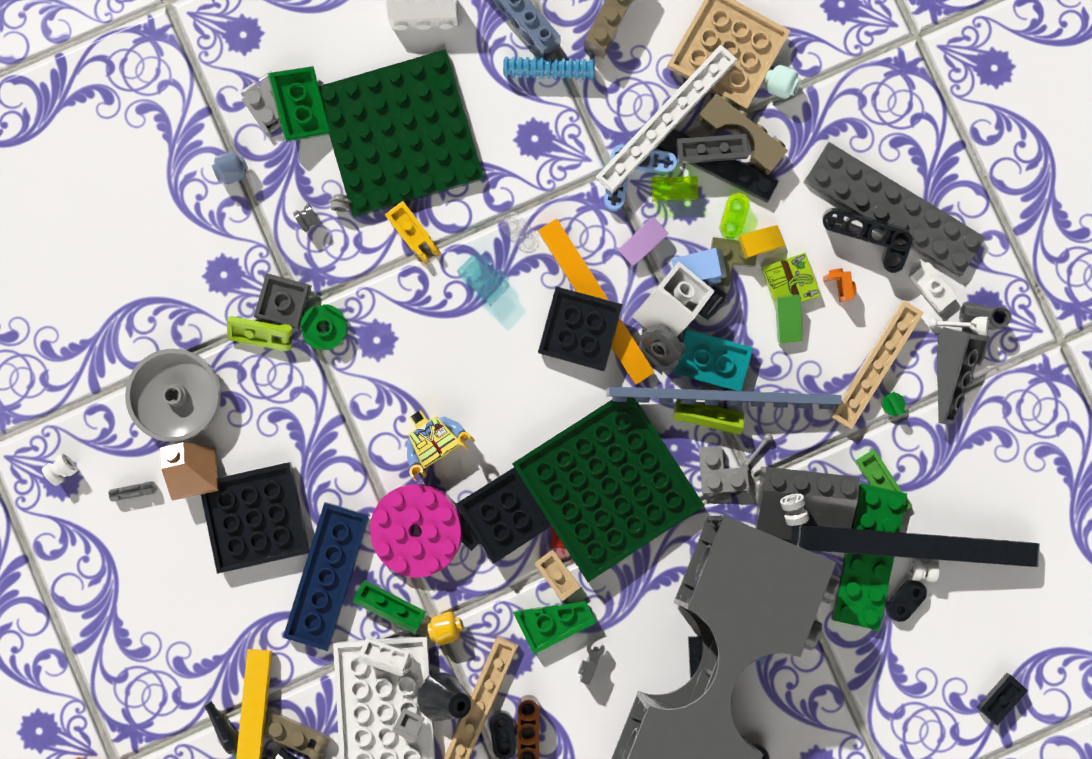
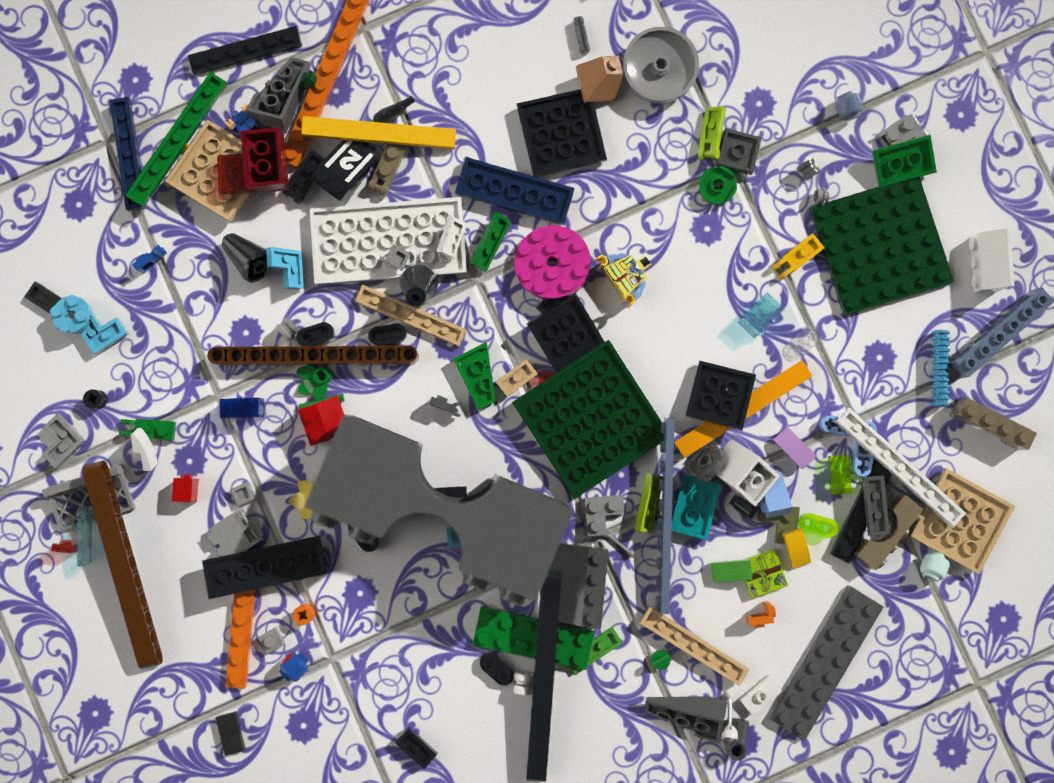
camera: 90 degrees right, 0 degrees up
(445, 628) = (473, 287): yellow head -> none
(794, 509) = (573, 572): white wheel -> none
(865, 234) = (805, 636): black beam -> none

